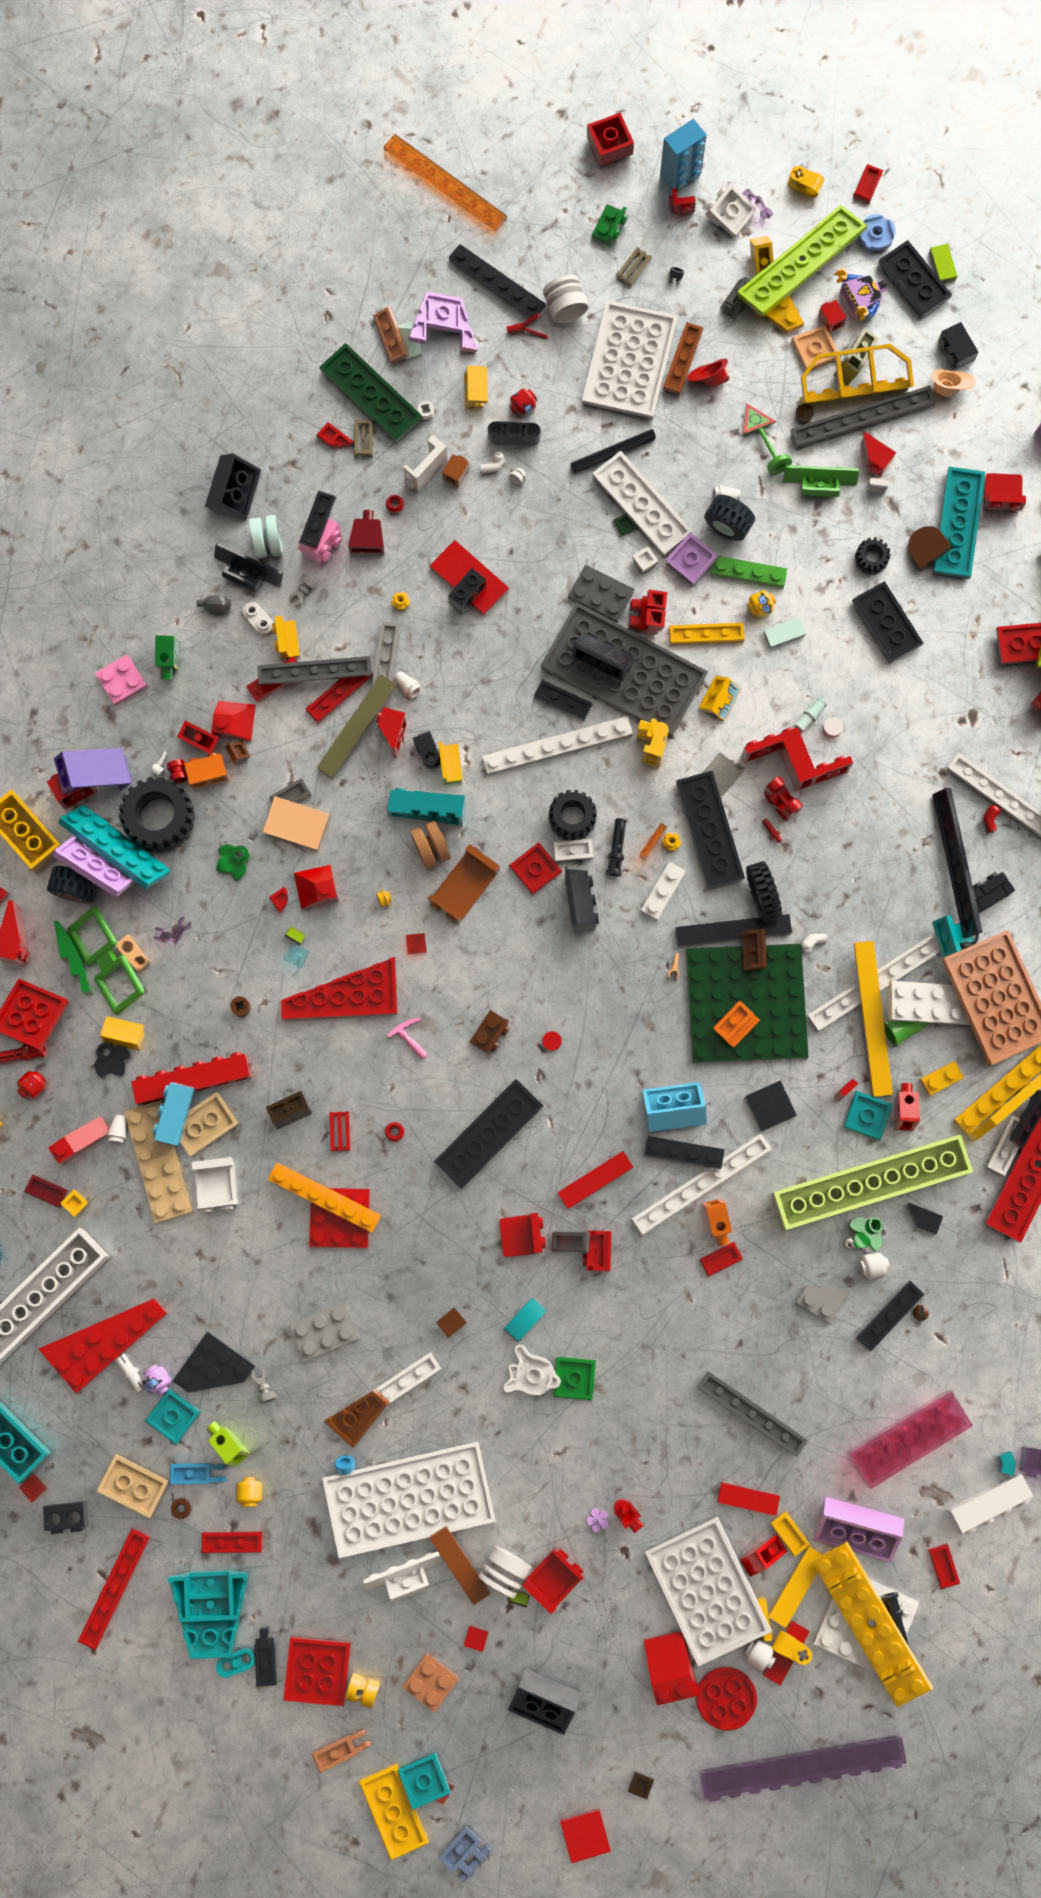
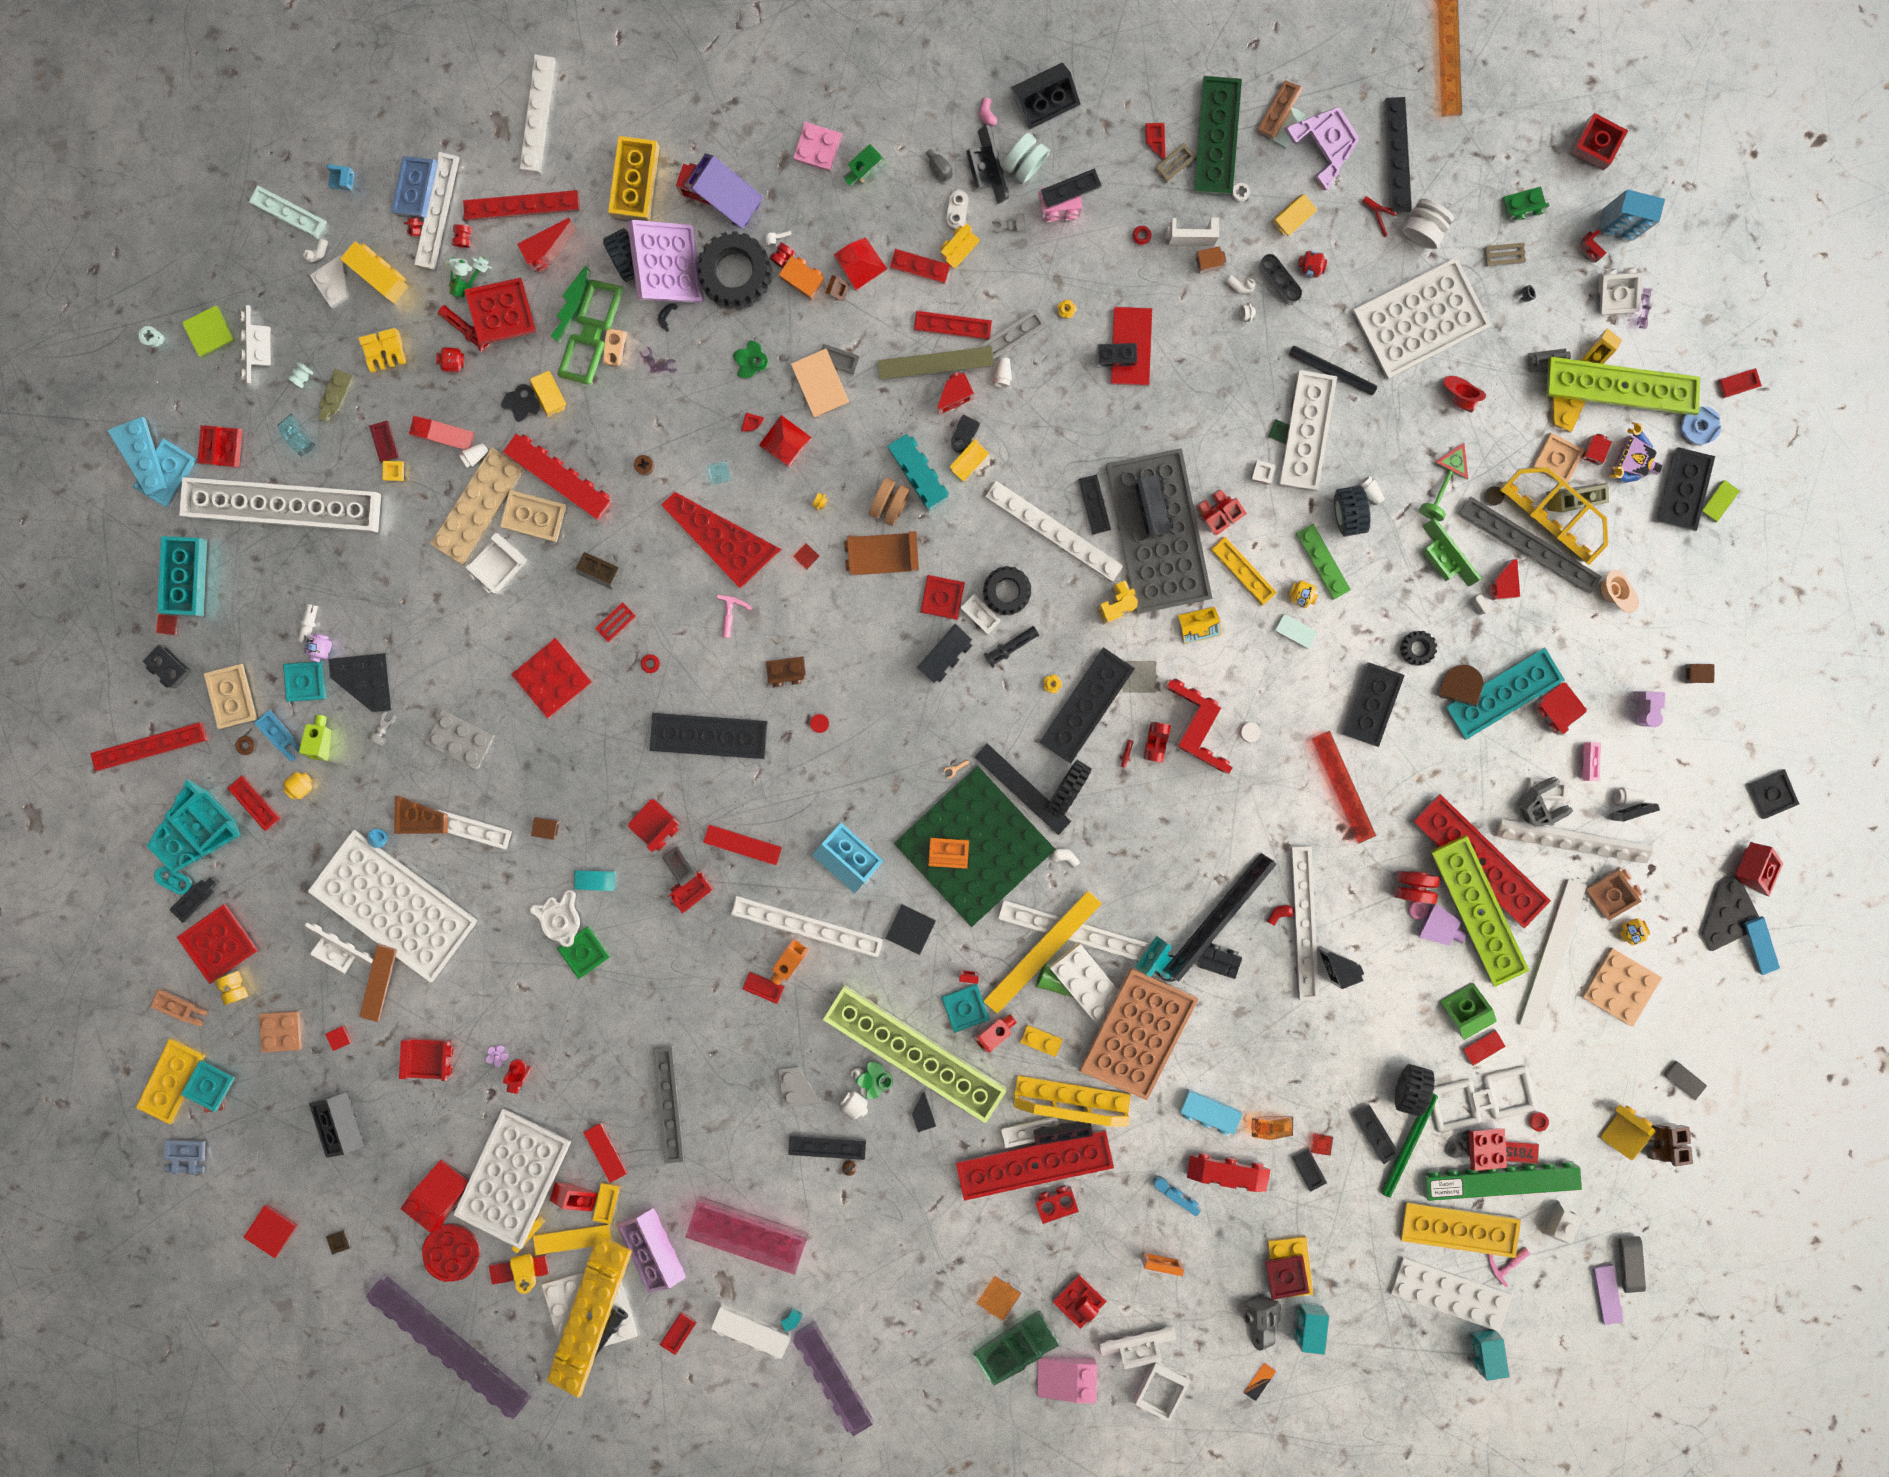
camera: 50 degrees right, 10 degrees up
(91, 1350) = (302, 580): red wing -> none
(114, 846) = (680, 260): teal plate -> none
(142, 897) = (664, 314): none -> black piece
(173, 1113) = (518, 487): medium azure brick -> none
(198, 737) = (821, 247): red slope -> none
(207, 541) = (985, 114): none -> bright pink arm
(295, 935) = (733, 458): lime piece -> none
(314, 670) = (950, 291): dark grey plate -> none
(324, 1197) = (555, 654): light orange plate -> none
(366, 535) = (1096, 236): dark red torso -> none
(504, 1572) = (399, 1020): white wheel -> none
(520, 1599) = (392, 1045): lime piece -> none
(601, 593) = (1206, 461): dark grey plate -> none
(653, 841) = (1039, 670): clear orange tile -> none
(663, 891) = (1008, 710): white plate -> none
(683, 358) = (1459, 360): dark orange plate -> none
(684, 1152) = (819, 894): black plate -> none
(691, 558) = (1294, 508): lavender plate -> none
(754, 950) = (1018, 818): reddish brown hinge -> none
(760, 1655) = (499, 1253): white head -> none
(806, 182) = (1699, 333): yellow piece -> none
(810, 715) = (1244, 707): light aqua pin -> none
(932, 693) = (1343, 787): none -> clear red plate
(958, 345) = (1656, 571): black brick -> none

